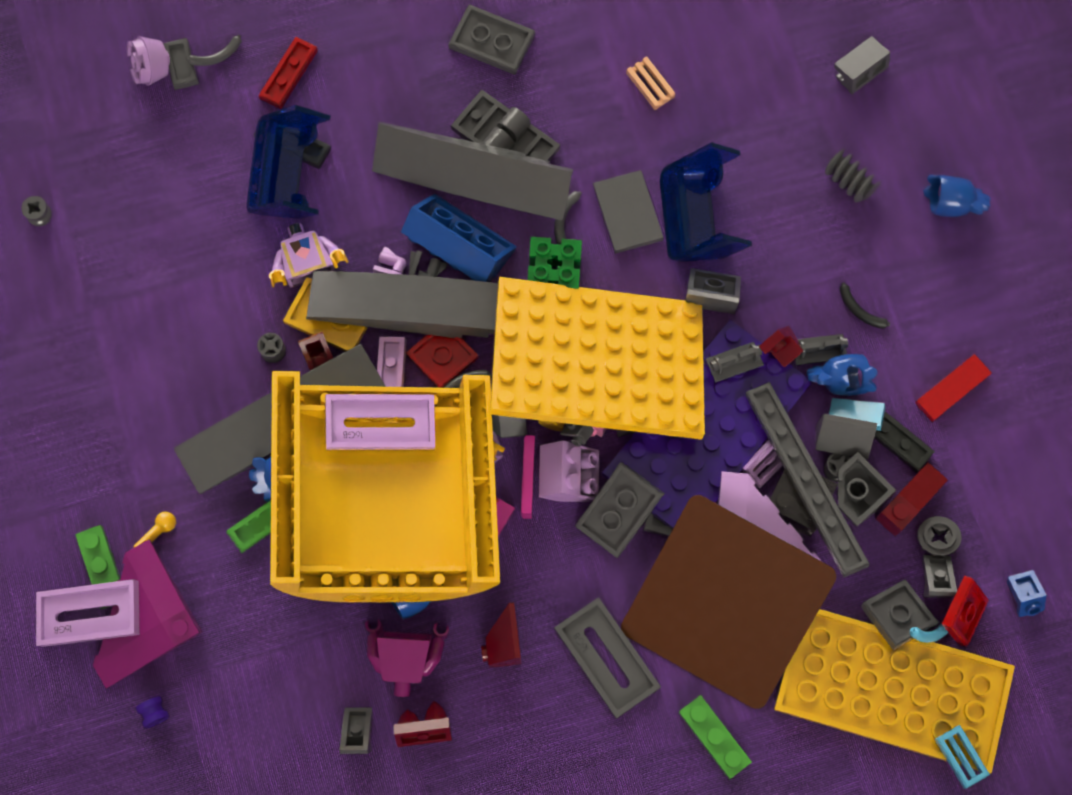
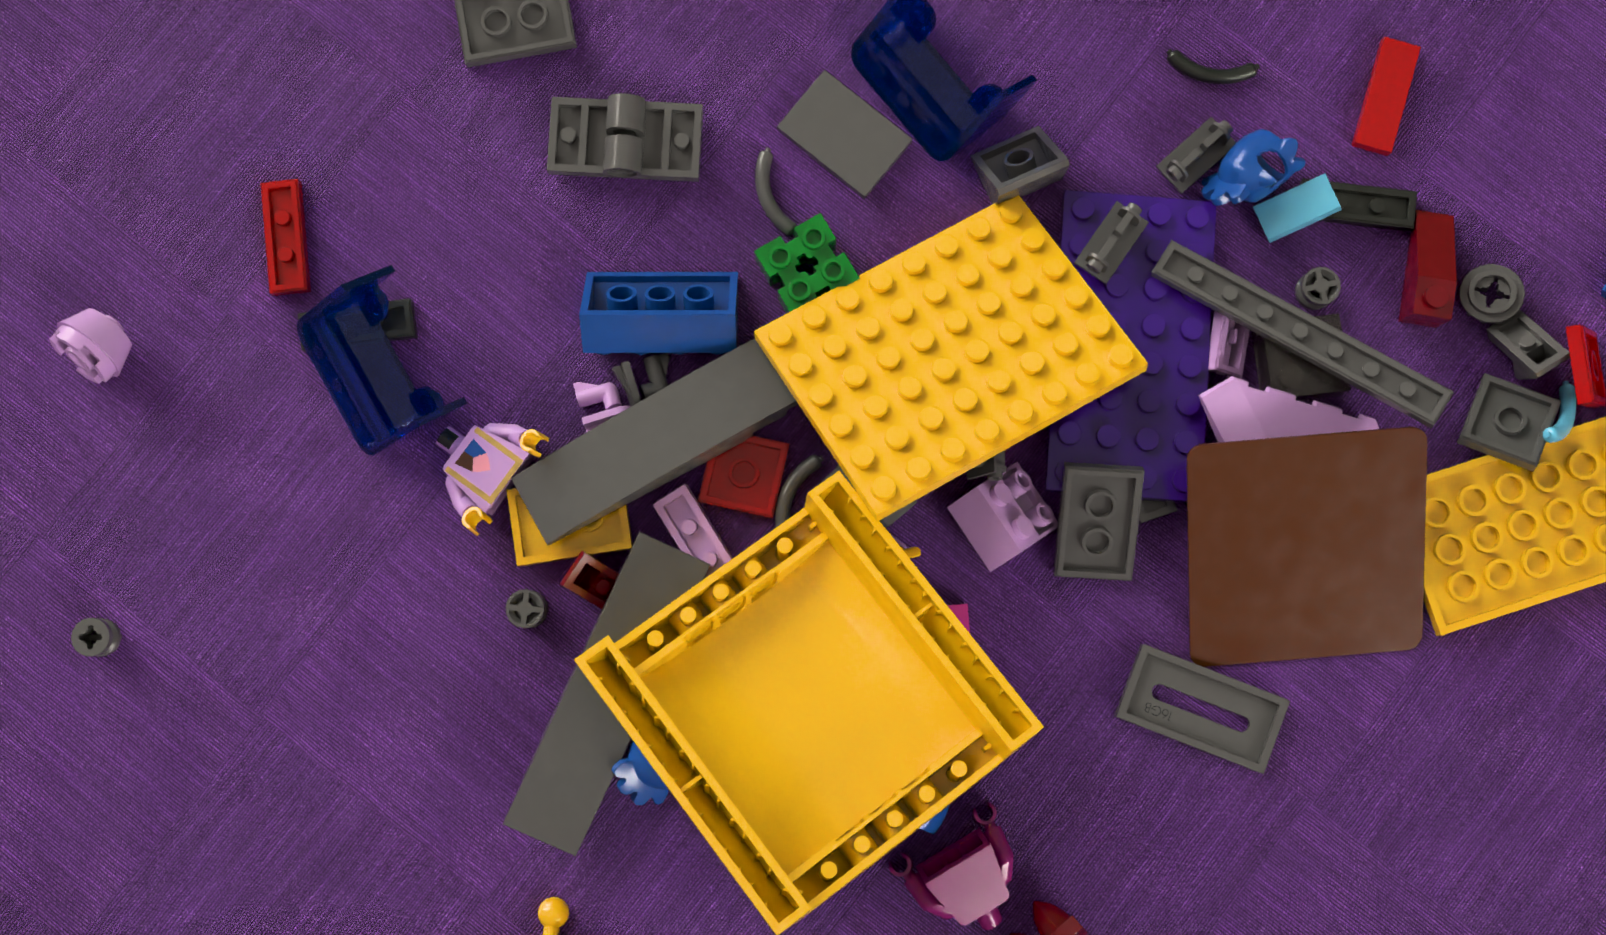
camera: 30 degrees left, 10 degrees up
(181, 72) = (138, 317): dark grey tile -> none
(217, 57) = (179, 277): dark grey piece -> none
(251, 528) = (669, 846): bright green plate -> none
(343, 406) = (775, 570): lavender piece -> none
(472, 170) = (618, 212): dark grey slope -> none
(502, 641) = (1071, 777): dark red slope -> none
(528, 476) = (958, 555): dark pink tile -> none
(715, 737) = (1390, 715): bright green plate -> none
(782, 345) = (1155, 182): dark red slope -> none
(844, 435) = (1306, 249): dark grey slope -> none
(861, 489) = (1371, 301): dark grey slope -> none

